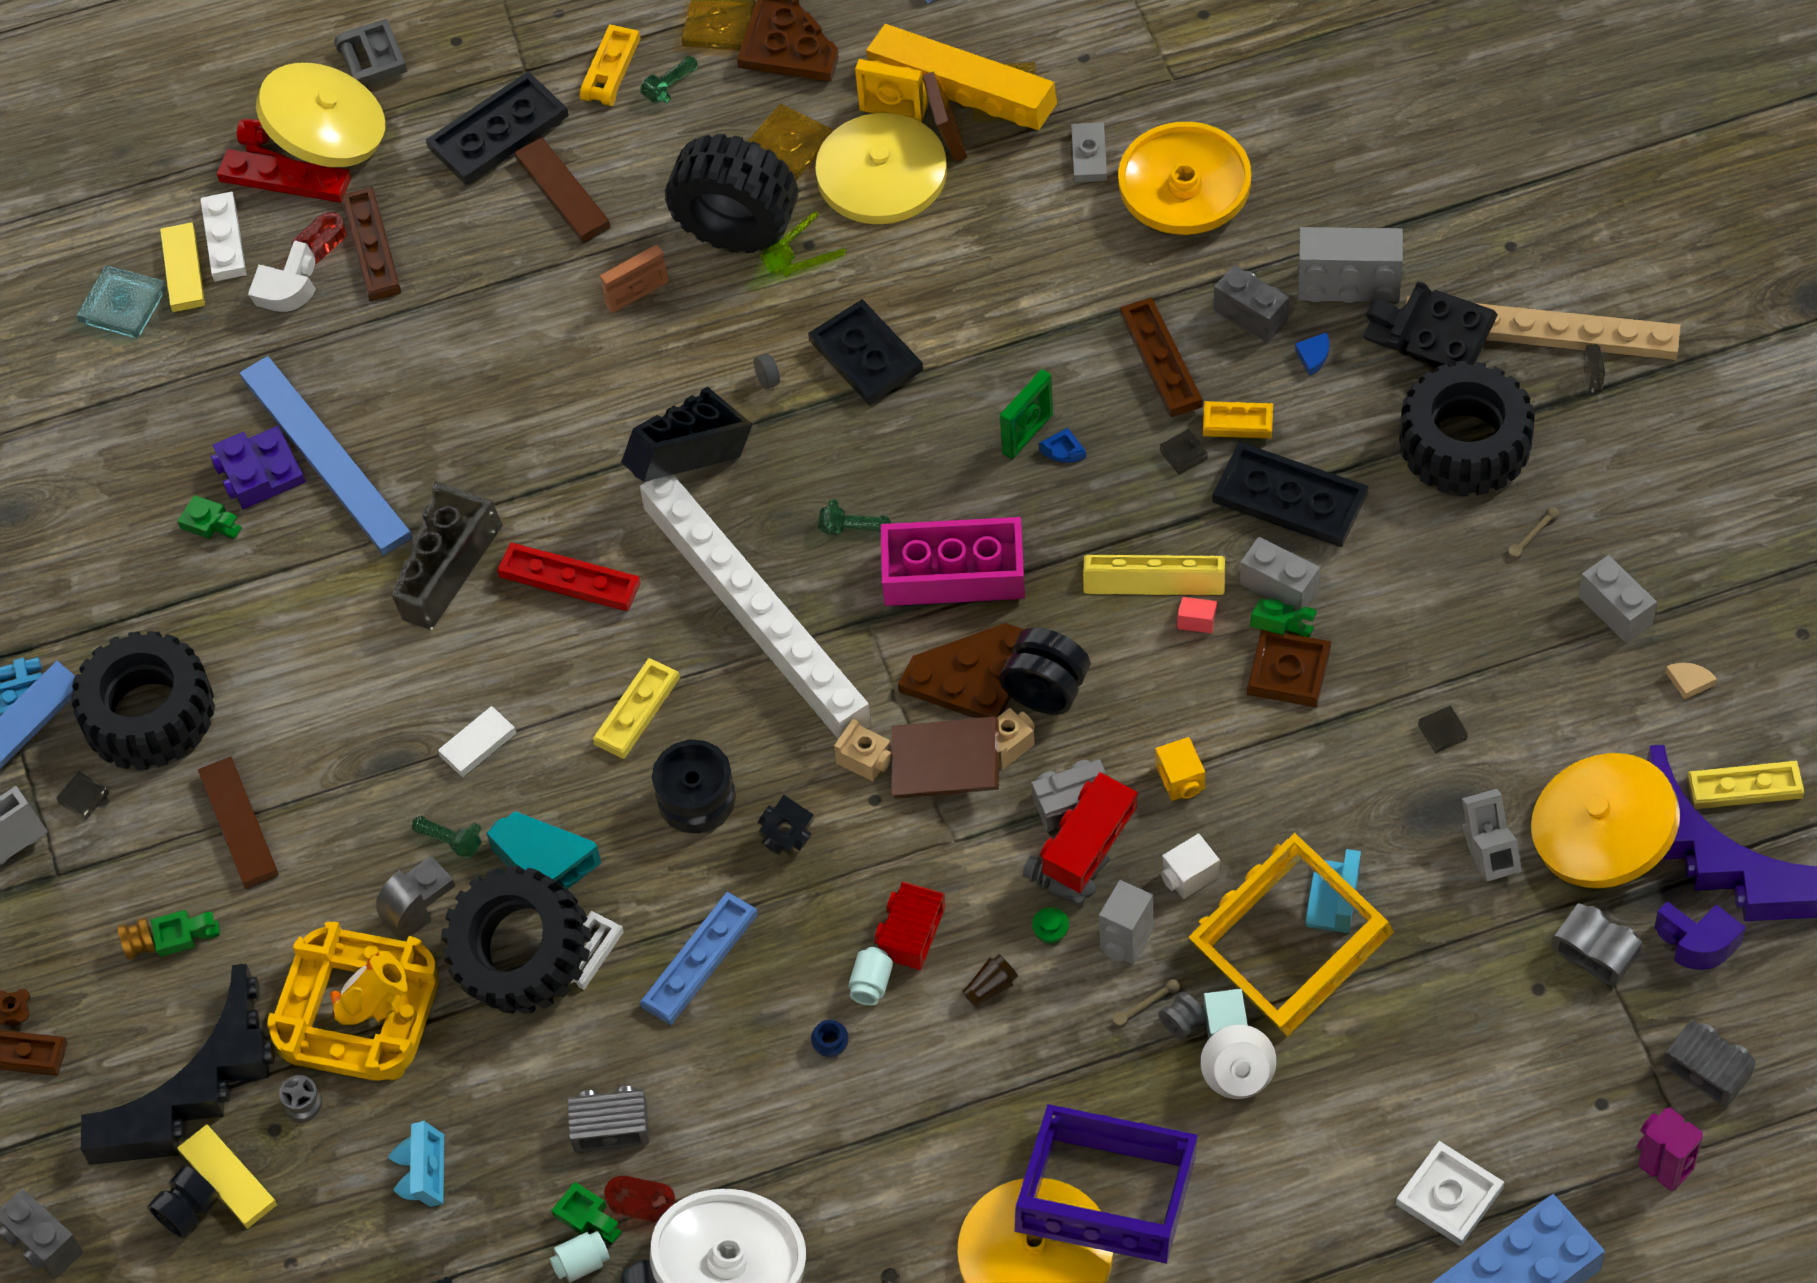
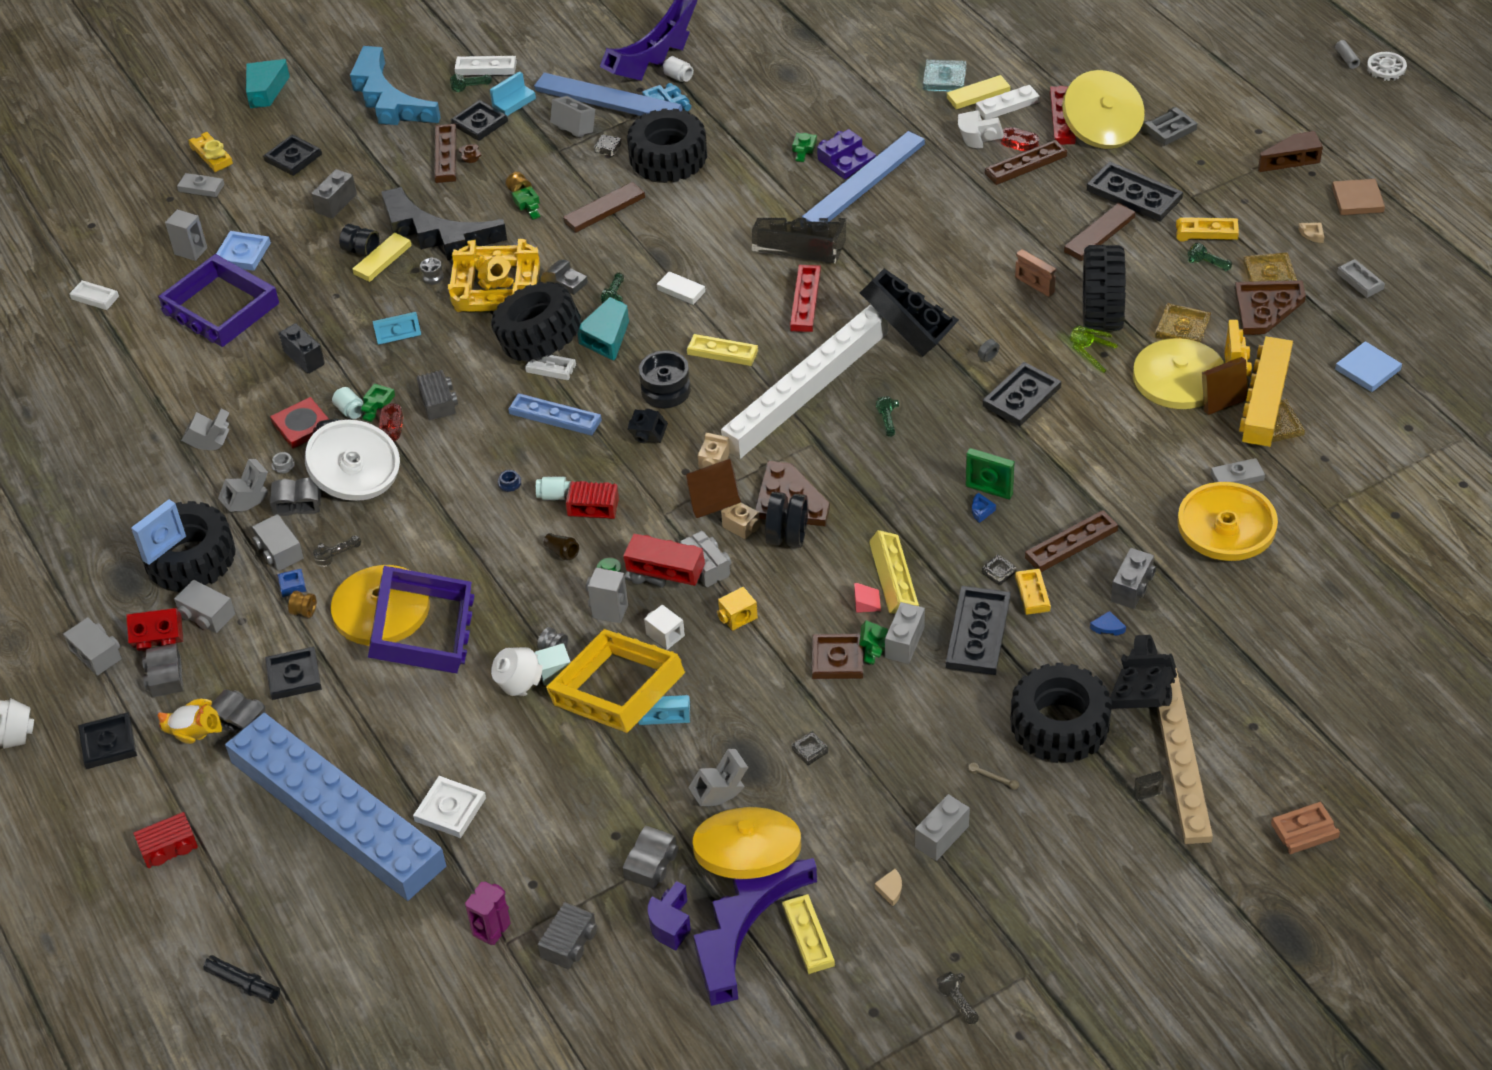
camera: 75 degrees right, 10 degrees down
(952, 561) = (863, 463): dark pink brick -> none
(1120, 1018) = (550, 617): dark tan hinge -> none
(1350, 264) = (1181, 621): light grey brick -> none
(1685, 231) = (1305, 827): none -> nougat plate

